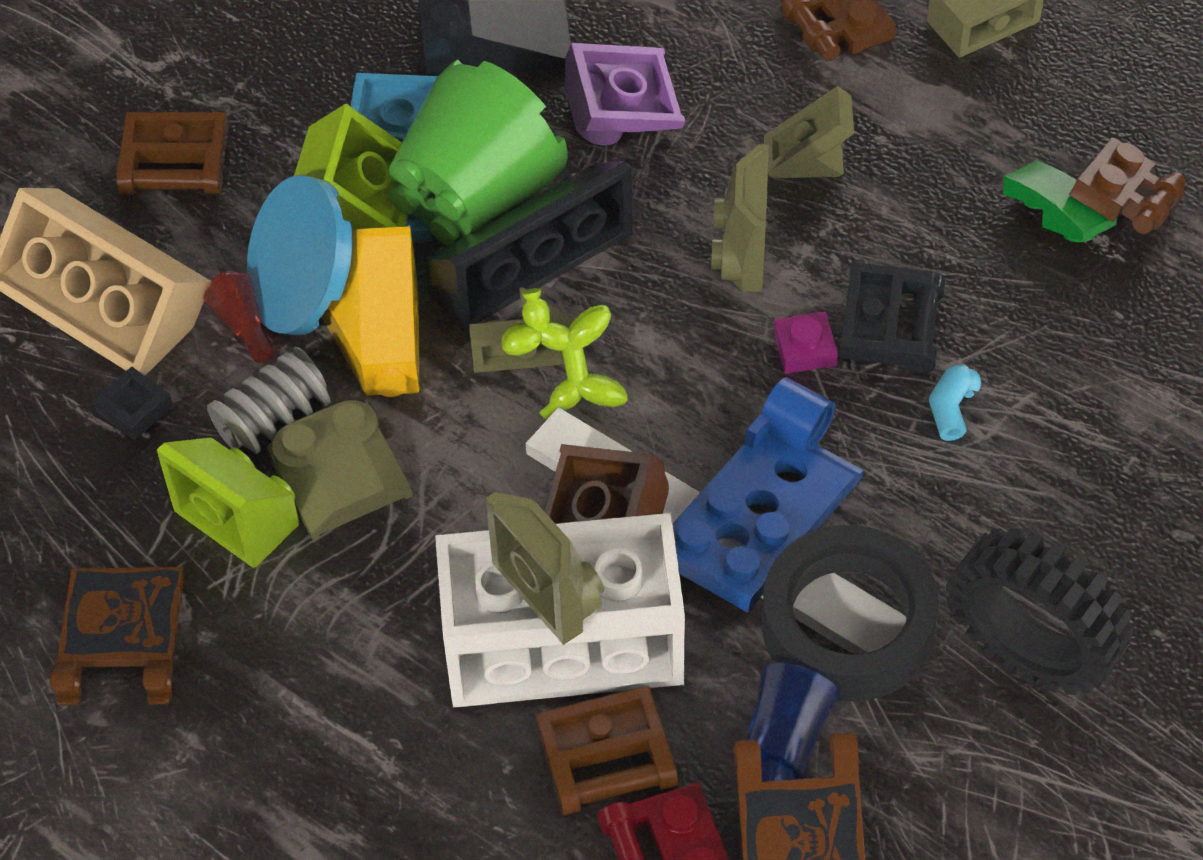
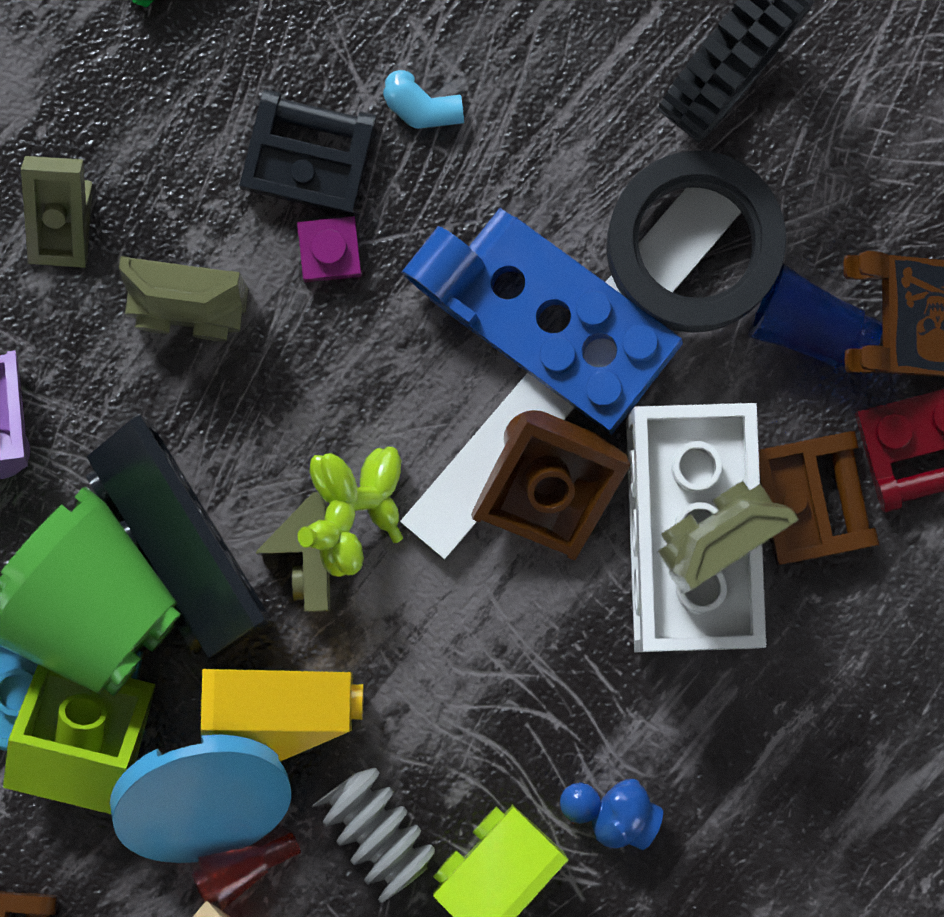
camera: 90 degrees left, 30 degrees up
(289, 596) = (619, 818): none -> blue animal
(337, 466) = (456, 761): olive slope -> none

